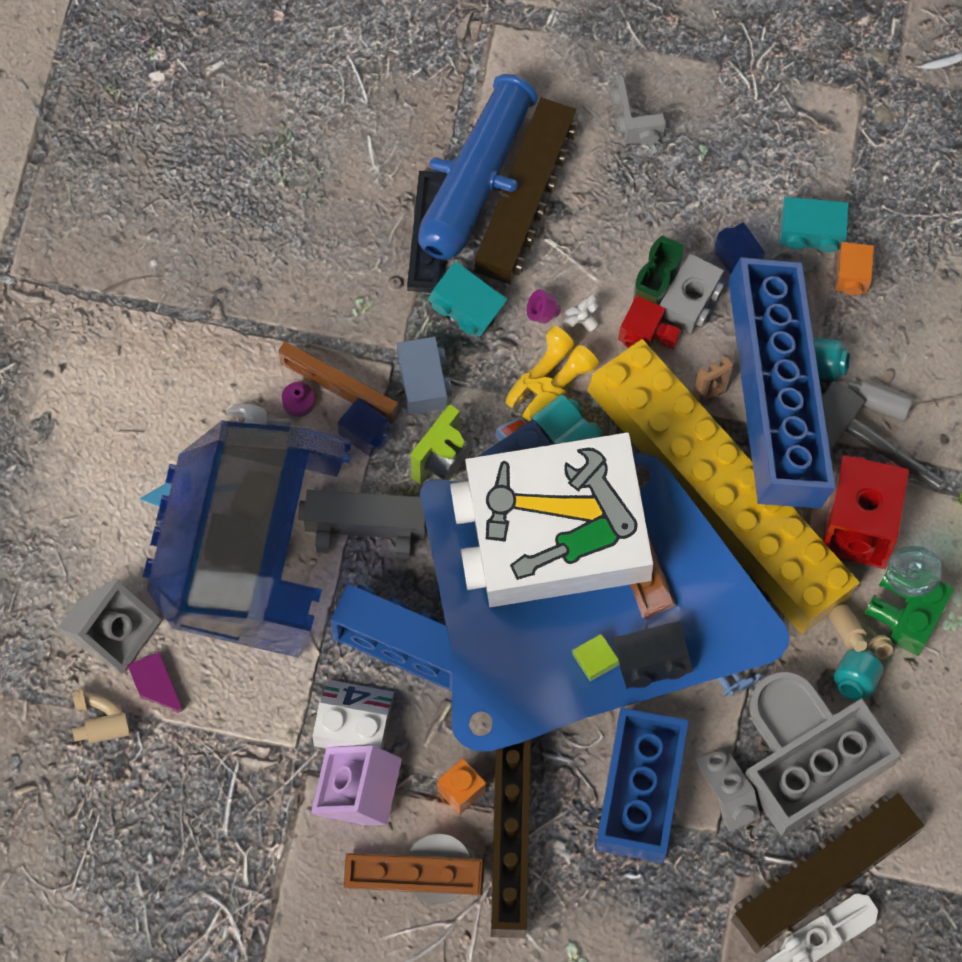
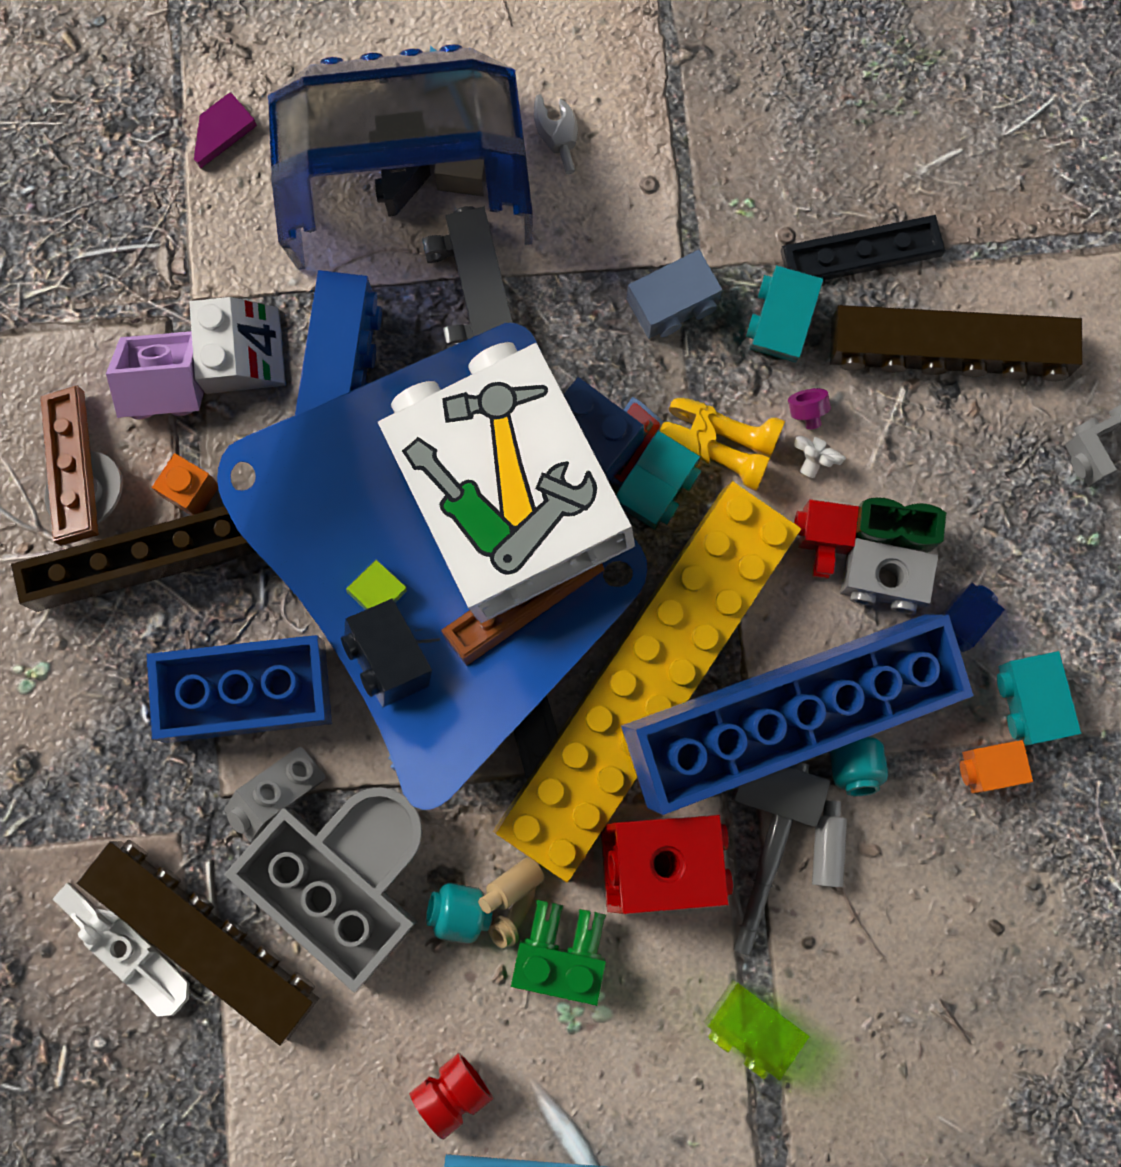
camera: 75 degrees right, 10 degrees up
(102, 728) = (158, 101): tan plant -> none
(110, 625) = (261, 52): light grey slope -> none
(298, 399) = (602, 172): magenta tile -> none
(336, 381) = (632, 205): dark orange tile -> none
(365, 427) = (587, 250): clear blue brick -> none
(441, 449) = (582, 338): lime piece -> none
(475, 169) = (957, 271): blue piece -> none
(716, 379) = (778, 628): medium nougat tile -> none
(914, 583) = (582, 951): clear light blue piece -> none

